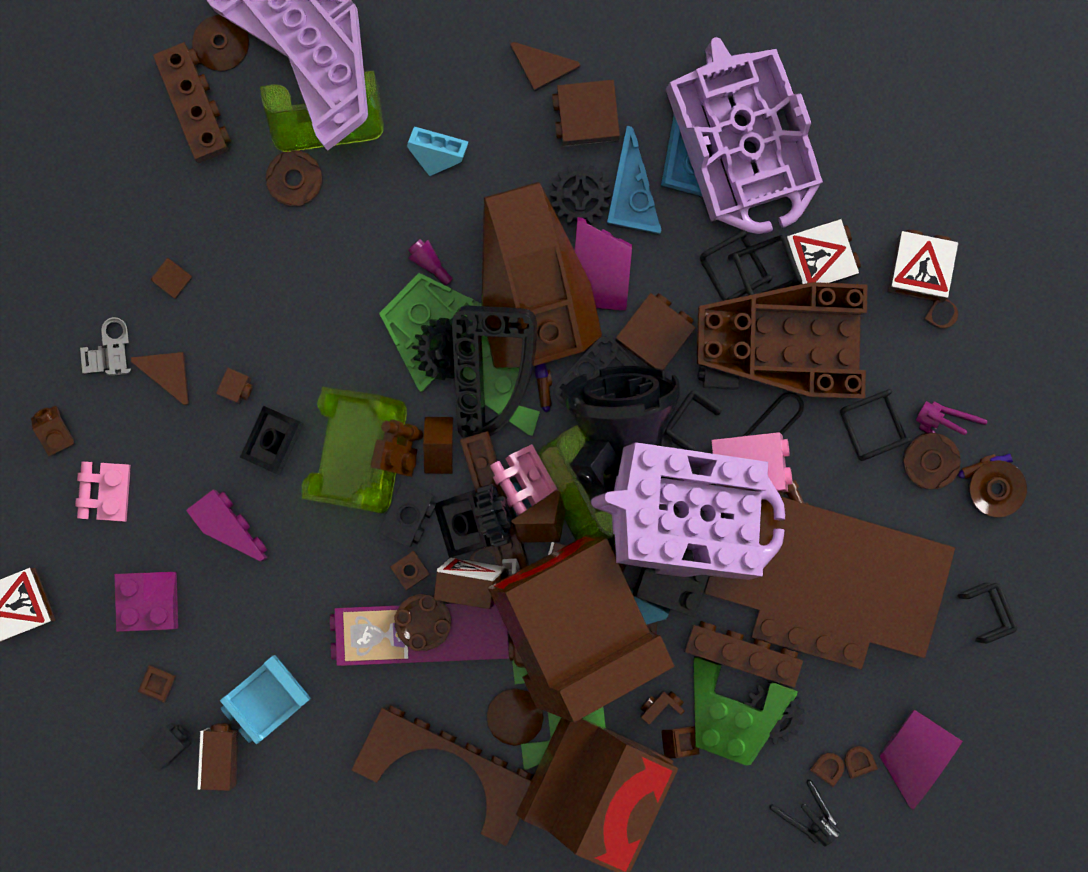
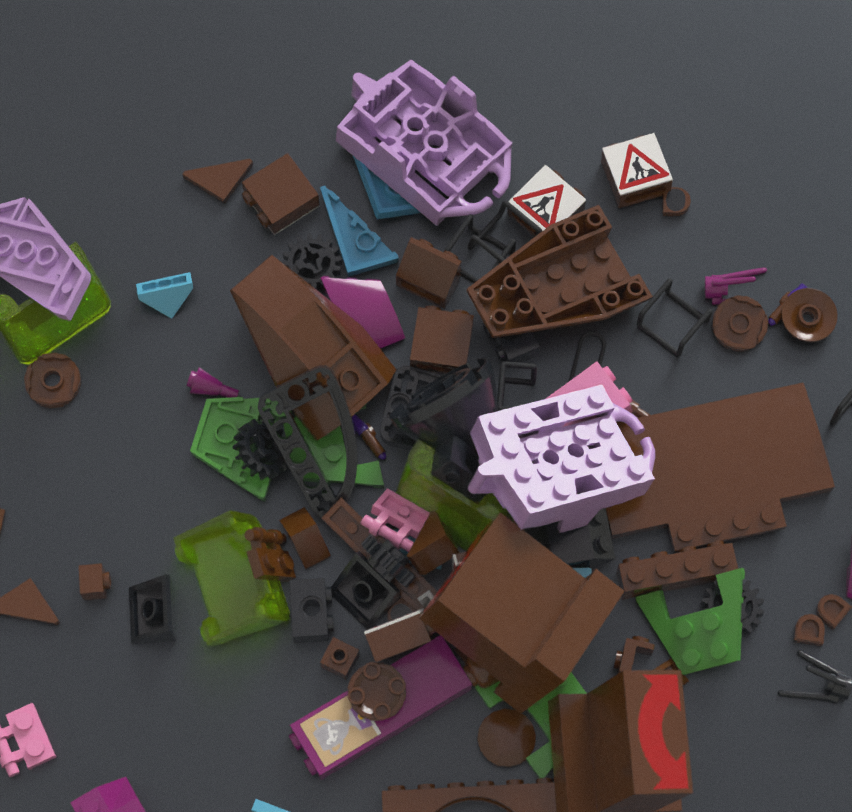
camera: 30 degrees left, 15 degrees down
(218, 521) = (148, 710): magenta slope -> none
(678, 263) = (429, 272): none -> reddish brown slope

